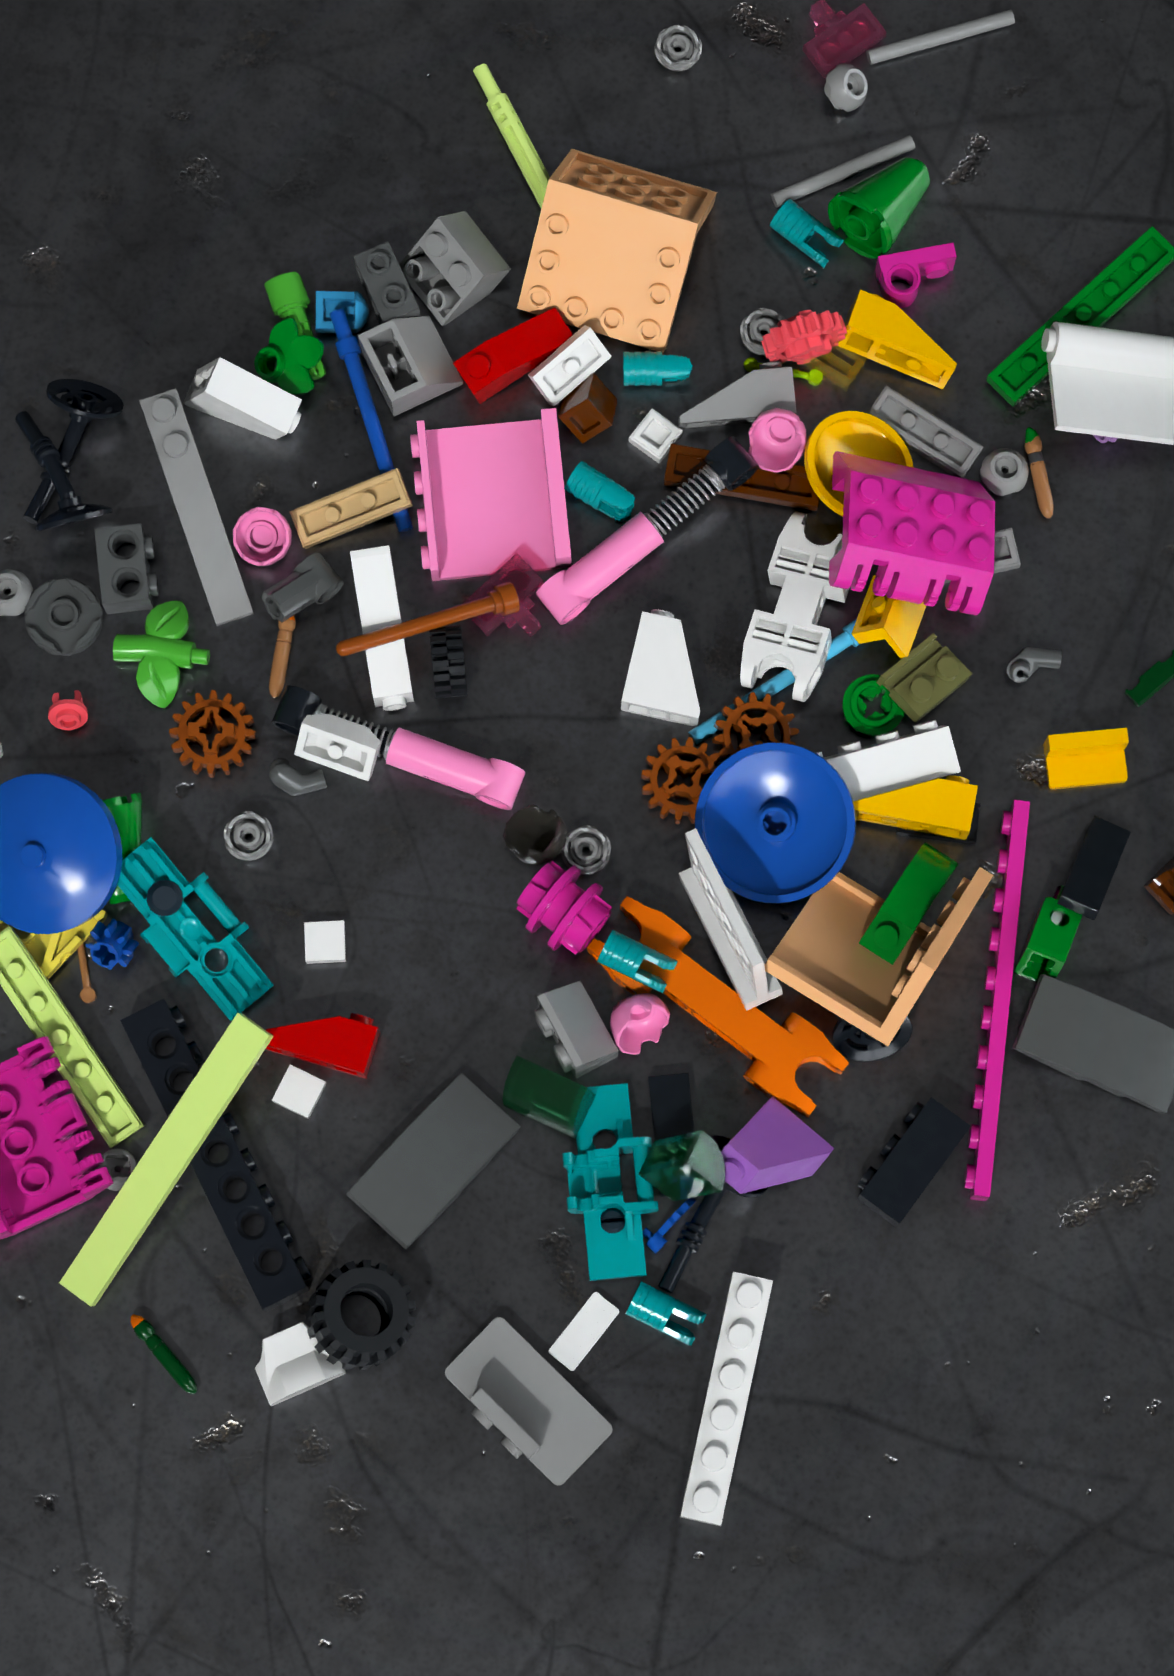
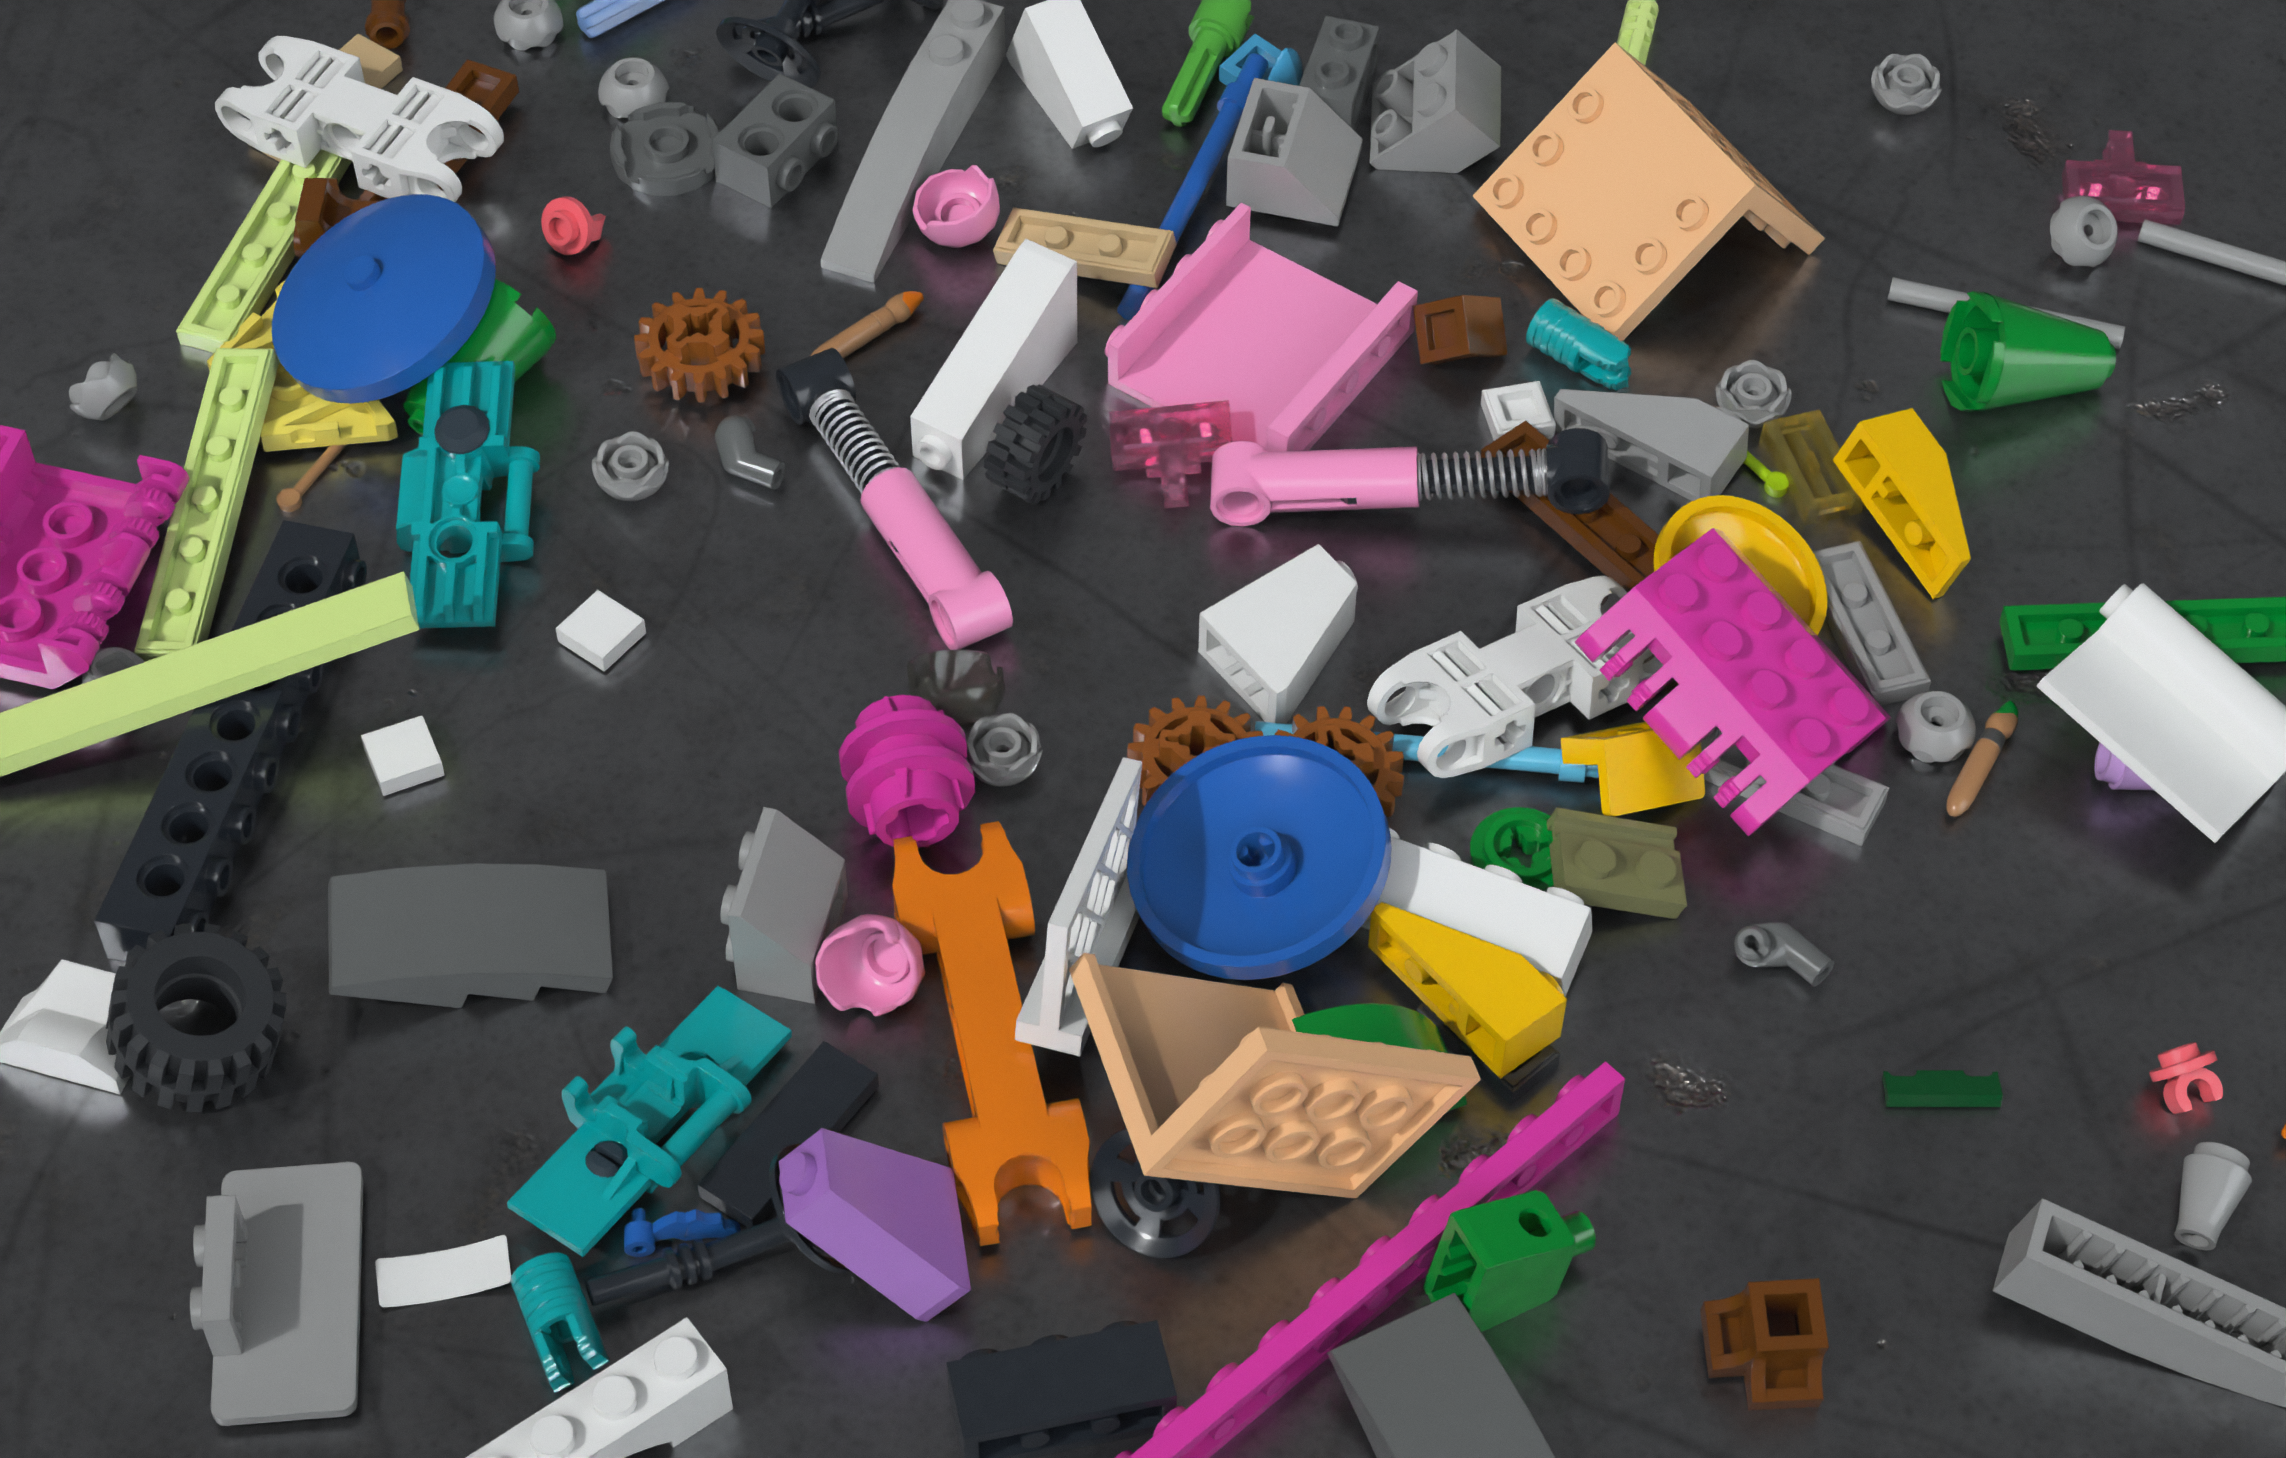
camera: 40 degrees right, 25 degrees down
(111, 944) = (364, 455): blue gear -> none
(160, 652) = (728, 237): bright green plant -> none
(294, 358) = (1166, 71): green plate -> none
(309, 583) = (946, 277): dark grey piece -> none
(329, 1042) = (486, 719): red slope -> none
(338, 744) = (819, 430): white slope -> none
(500, 600) = (1154, 418): dark orange piece -> none
(512, 354) = (1410, 219): red slope -> none
(547, 1097) = (676, 962): clear green brick -> none
(569, 365) = (1478, 269): white plate -> none
(600, 492) = (1389, 407): teal hinge -> none
(627, 956) = (928, 871): teal hinge -> none
(685, 1166) = (747, 1134): clear green brick -> none
(777, 440) = (1658, 481): bright pink hair -> none
(799, 227) = (1897, 328): teal hinge -> none
(804, 337) = (1791, 397): coral gear -> none
(910, 266) = (1995, 440): dark pink plate -> none
(1086, 758) = (1759, 1102): yellow panel -> none
(1094, 868) = (1642, 1218): black tile -> none

